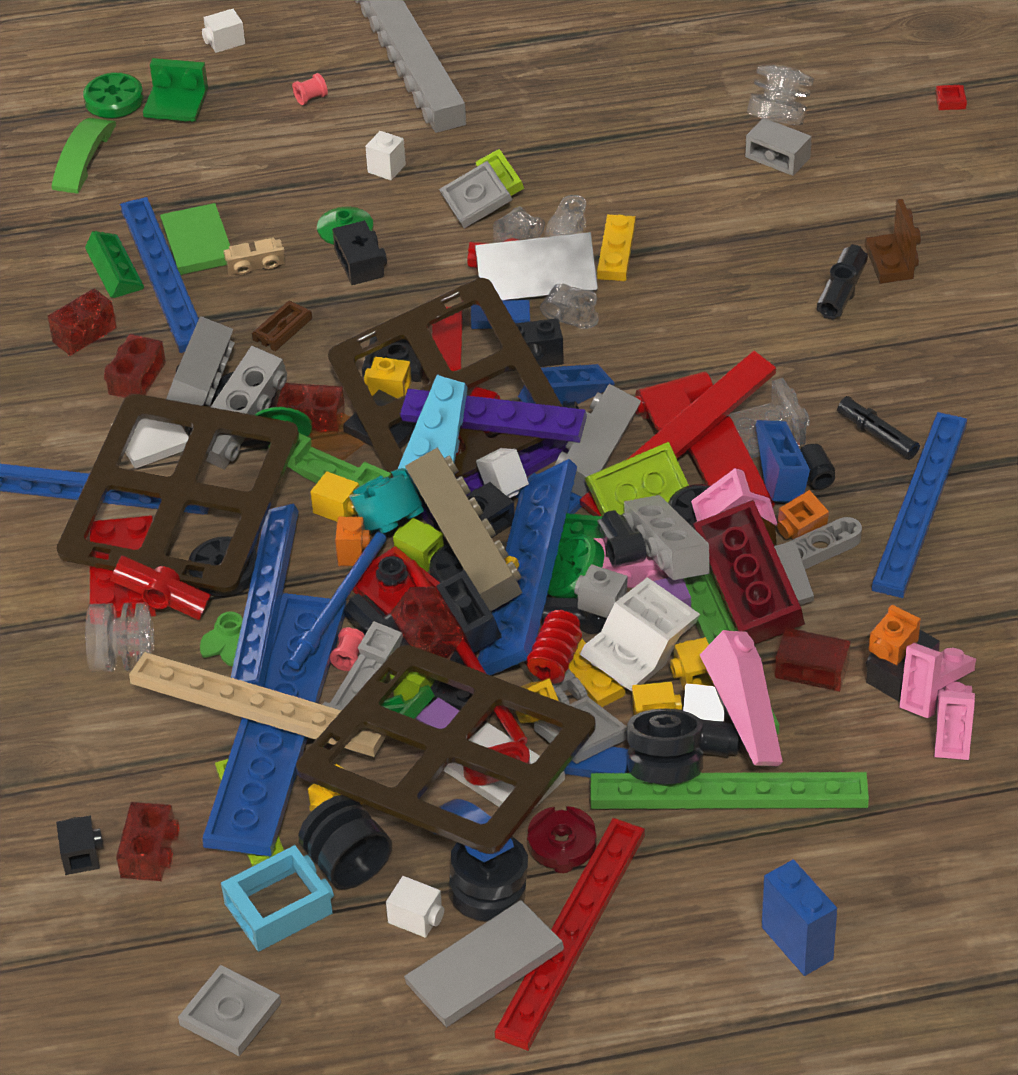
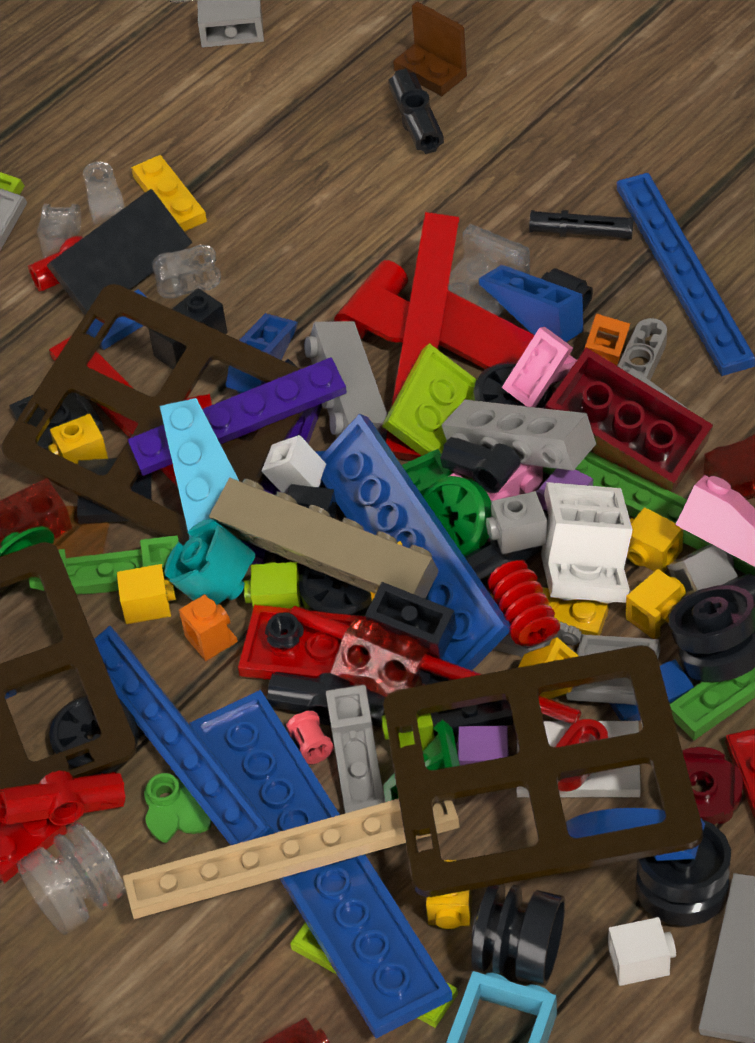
camera: 35 degrees left, 5 degrees up
(311, 639) = (273, 751): blue bar -> none

